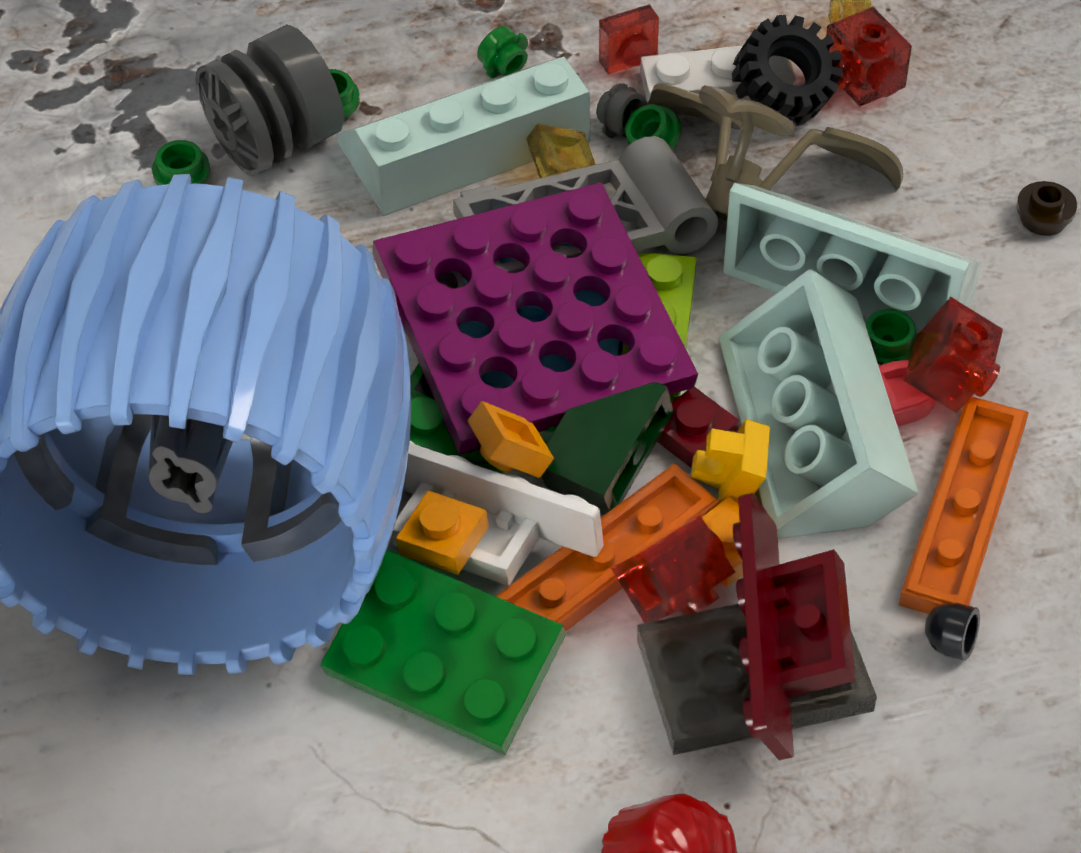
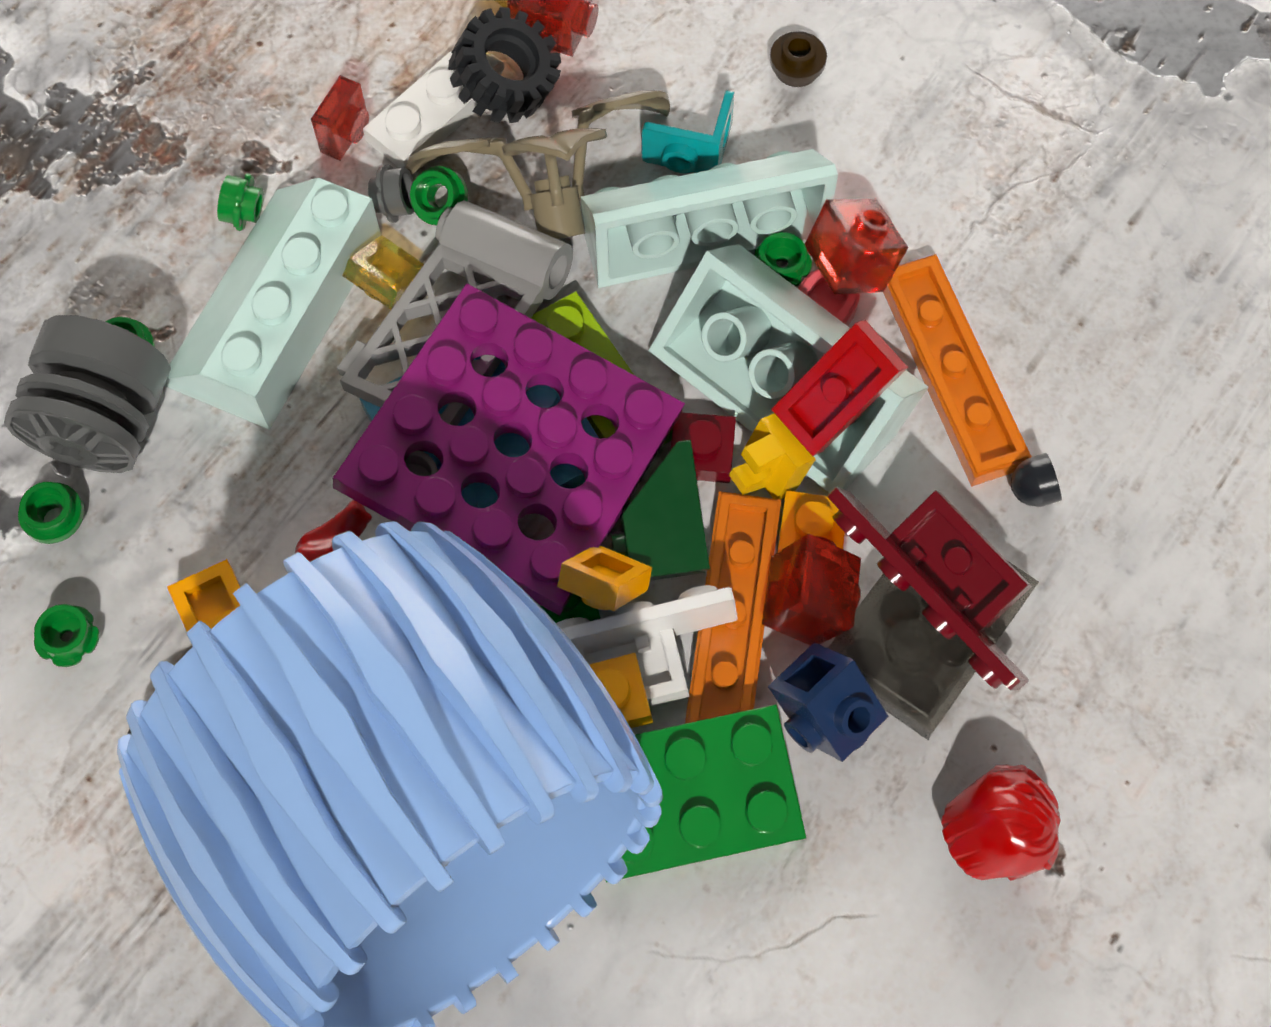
camera: 40 degrees left, 15 degrees up
(605, 658) = (827, 702): none -> dark blue brick
(823, 425) = (839, 387): none -> red plate
(878, 207) = (688, 150): none -> teal bracket

